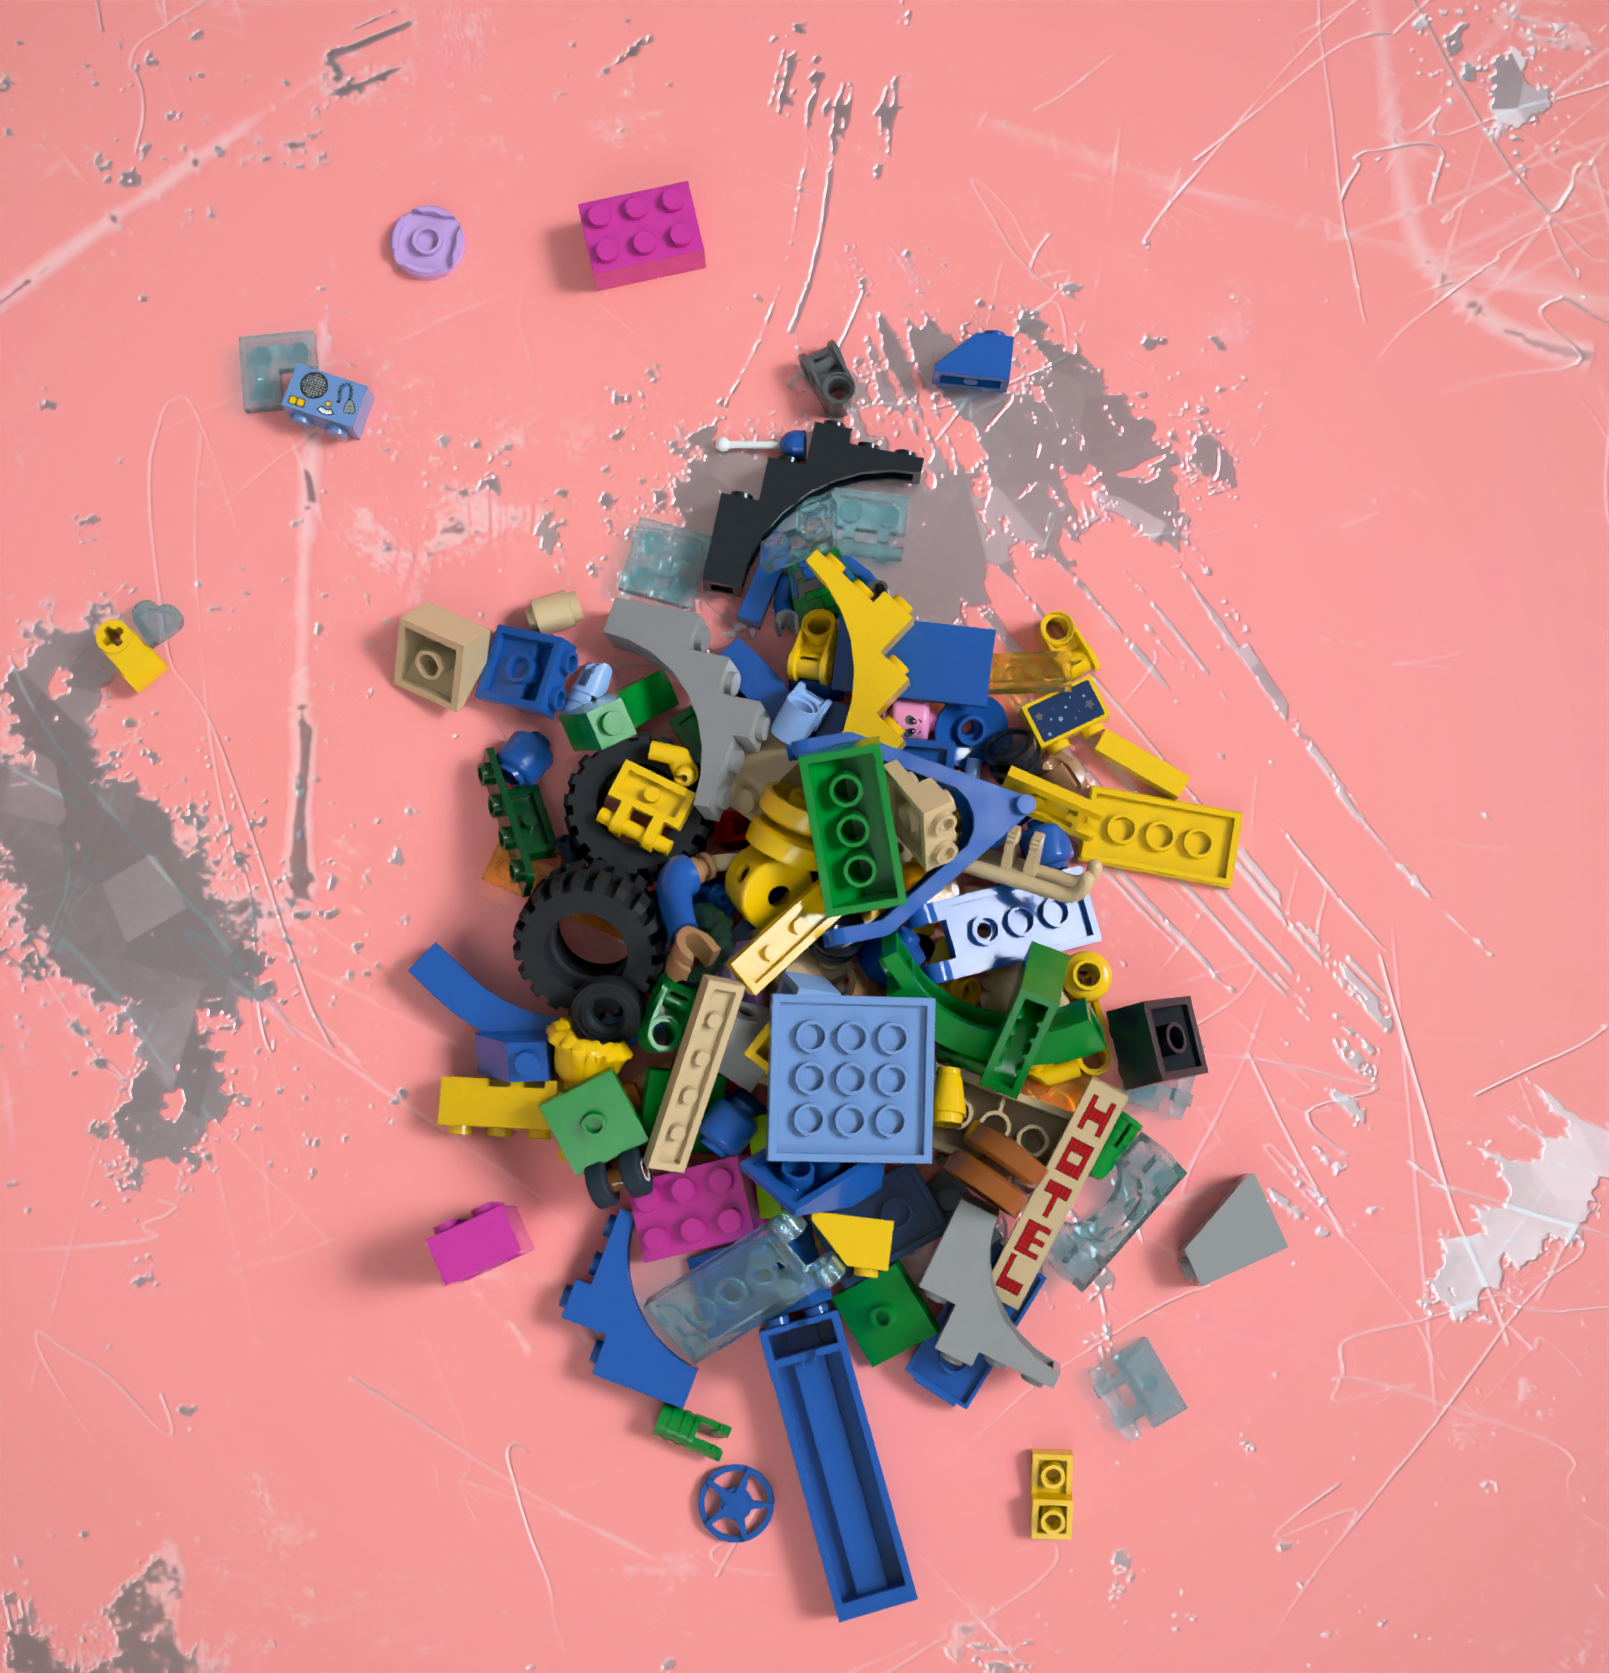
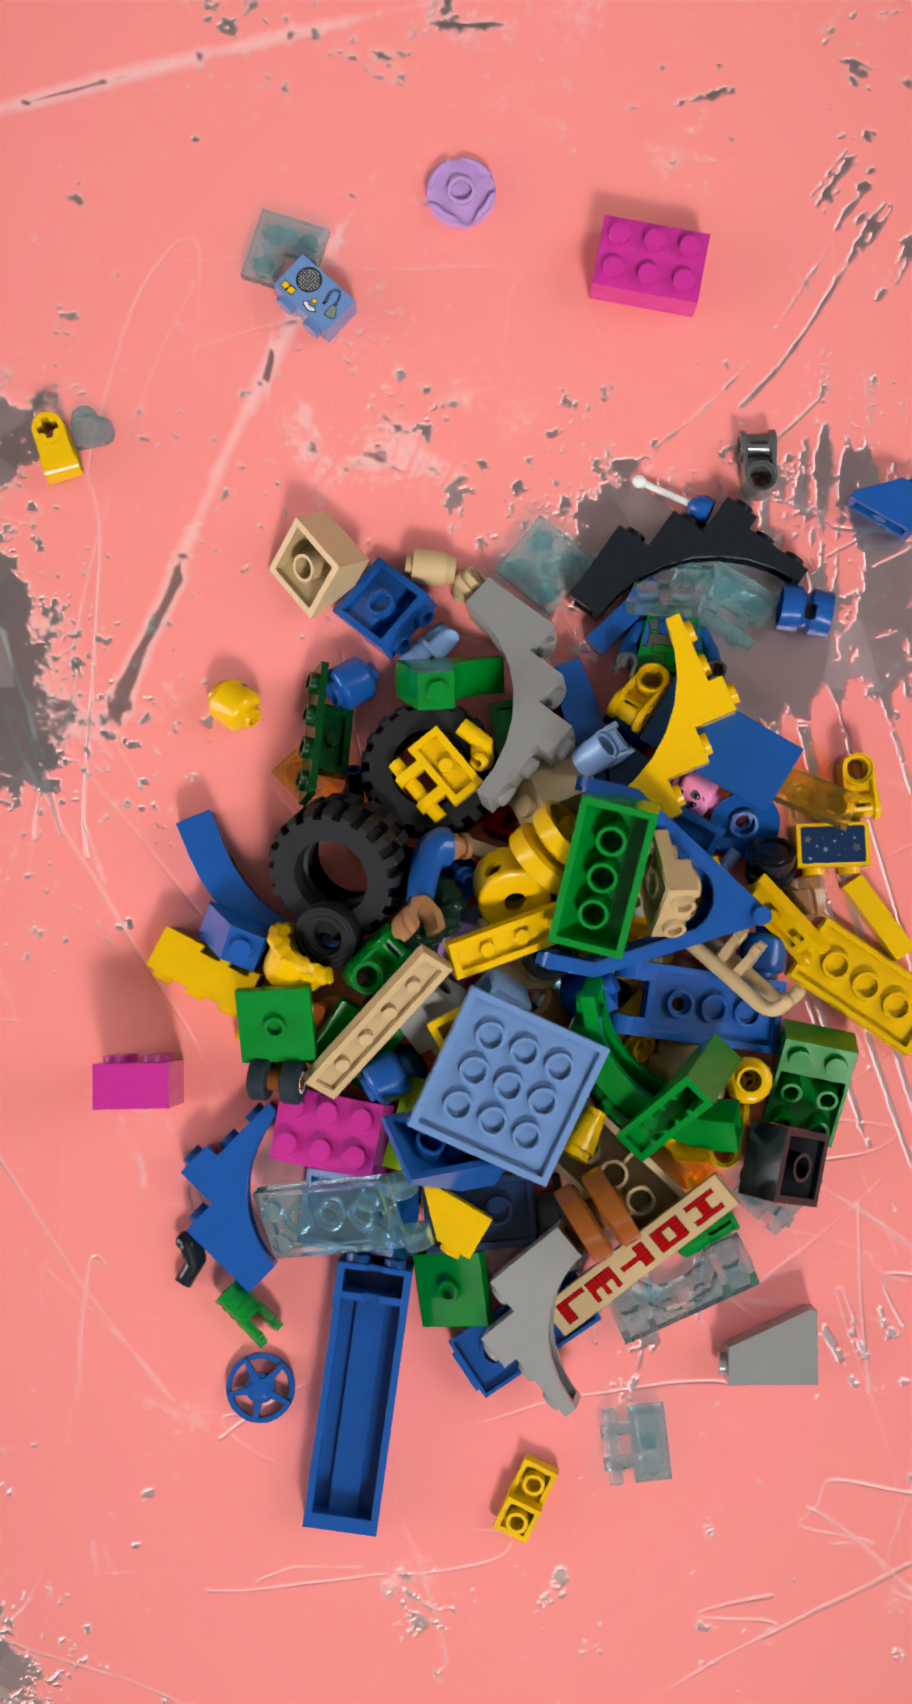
camera: 25 degrees right, 5 degrees up
(416, 829) = (234, 704): none -> yellow head
(596, 613) = (466, 583): none -> tan plate
(611, 1399) = (194, 1258): none -> black arm
(925, 502) = (792, 608): none -> blue wheel
(1146, 946) = (810, 1077): none -> green slope

